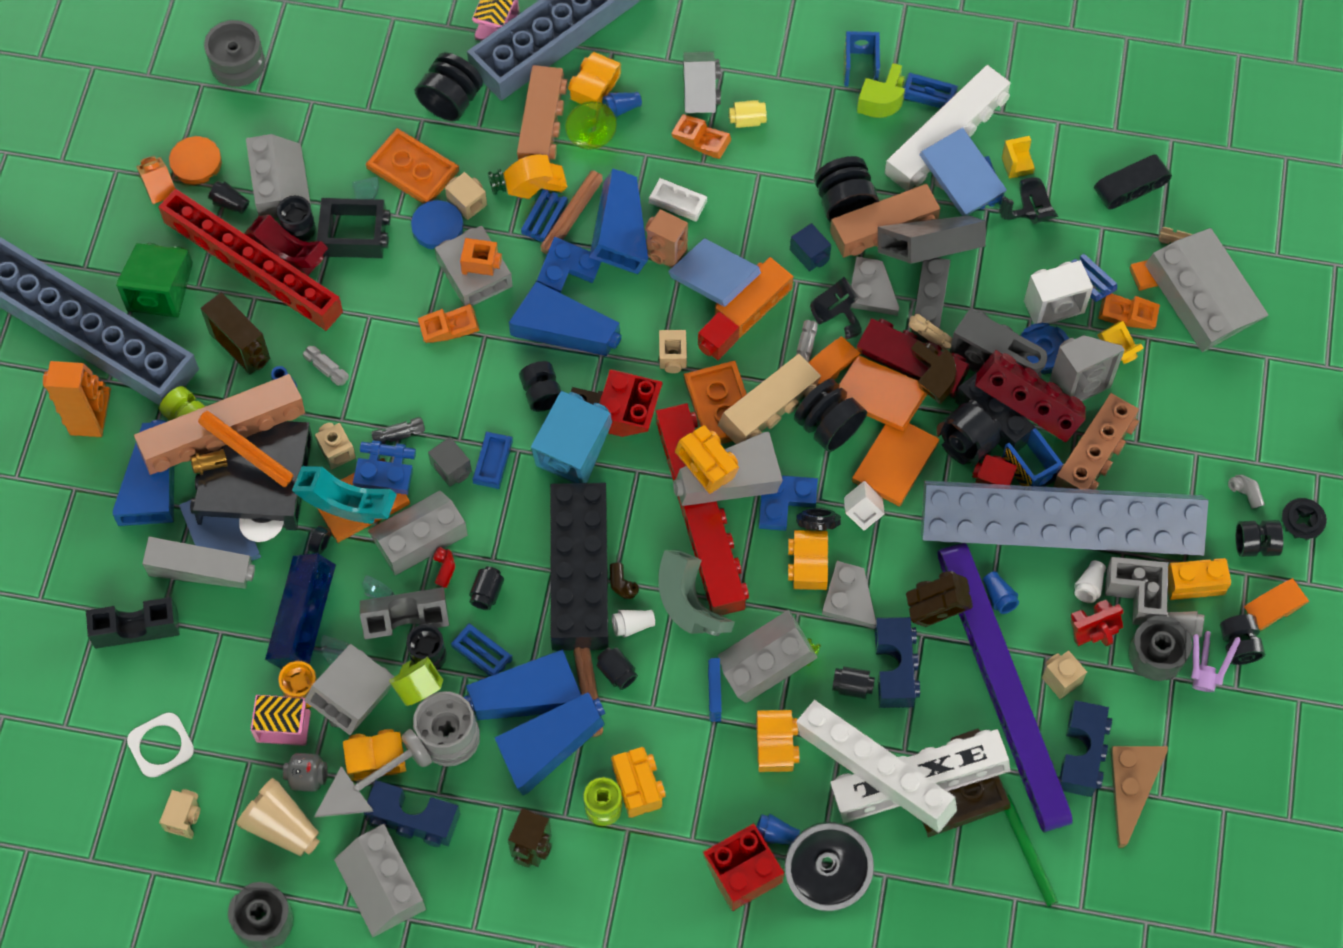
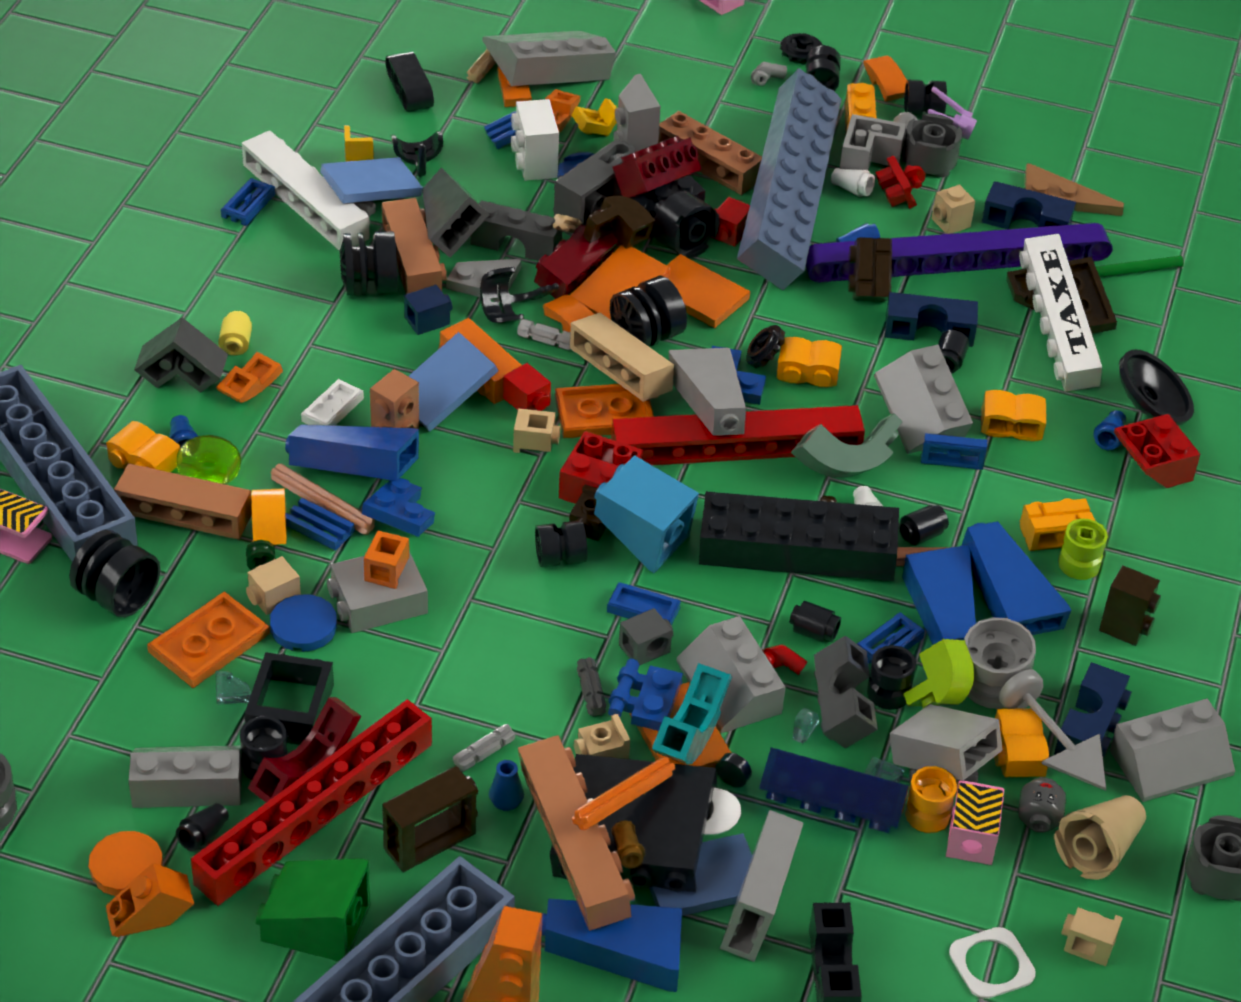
camera: 85 degrees left, 20 degrees down
(178, 403) = (534, 885): lime wheel -> none
(450, 325) = (450, 624): orange slope -> none
(563, 322) = (474, 518): blue slope -> none
(707, 458) = (711, 380): light orange brick -> none
(849, 596) = (858, 344): light grey wing -> none
(864, 505) = (750, 314): white panel -> none
(872, 47) = (194, 234): blue piece -> none
(877, 766) = (1061, 322): white brick -> none
(881, 98) = (244, 228): lime brick -> none
(1045, 456) = (722, 183): blue piece -> none

